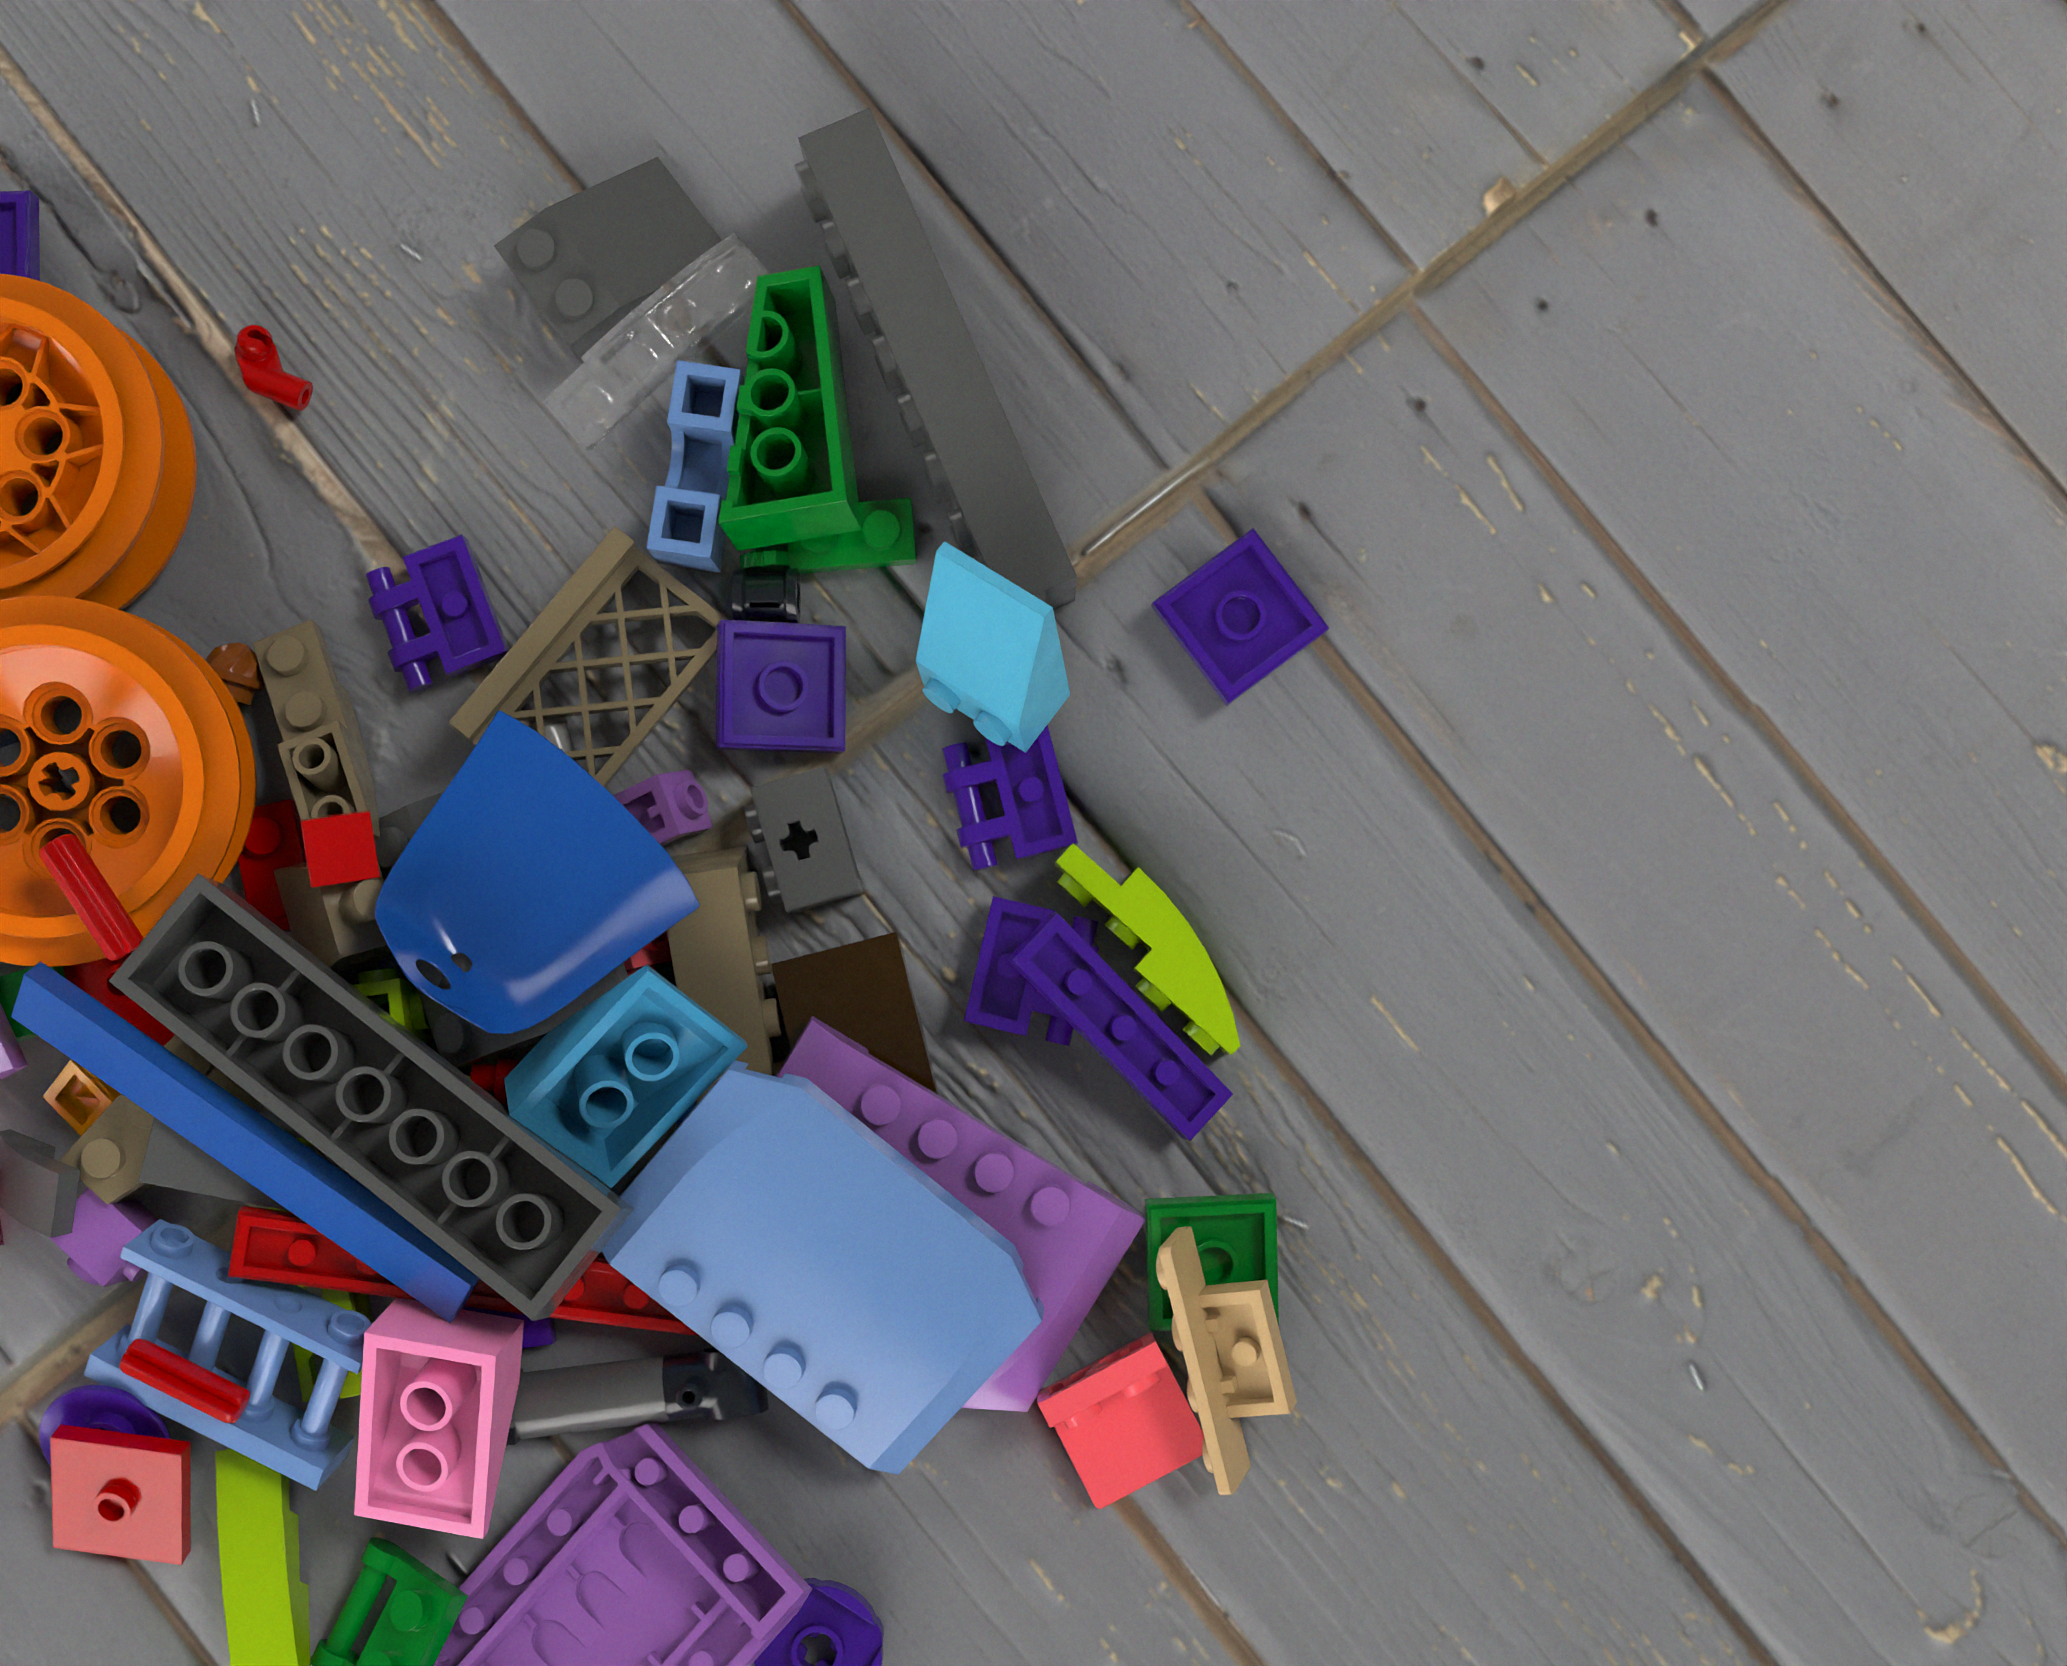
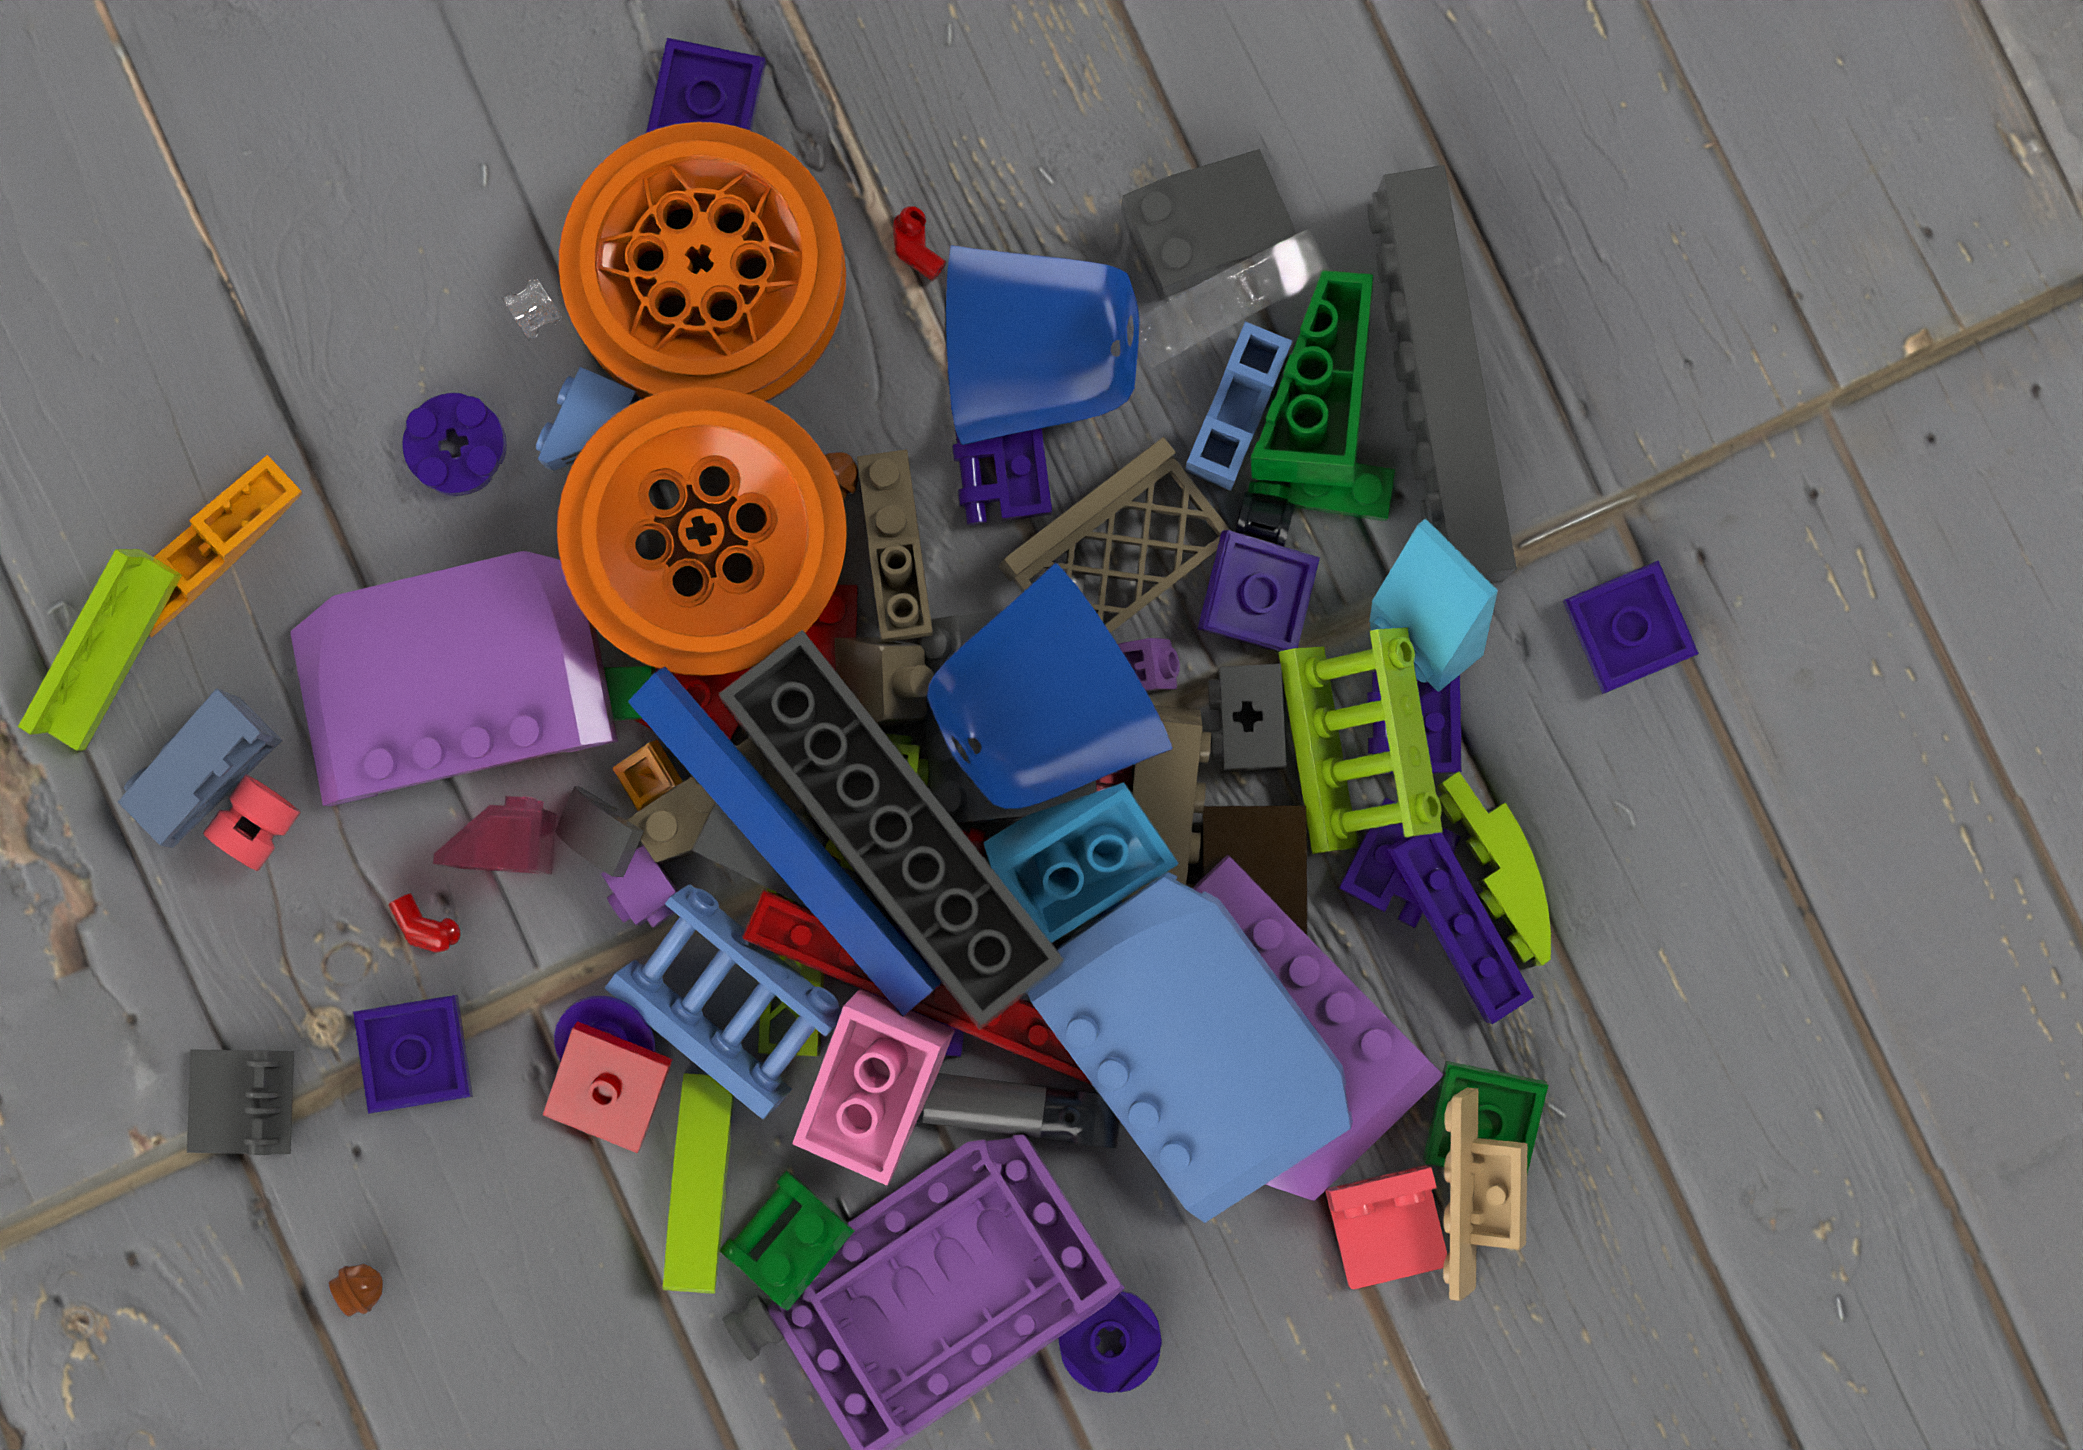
camera: 15 degrees right, 0 degrees up
(91, 896) = (721, 627): red axle -> none
(184, 1380) = (685, 1010): red axle -> none
(340, 848) = (907, 636): red tile -> none
(435, 449) = (1035, 341): none -> blue piece
(897, 852) = (1319, 749): none -> lime fence

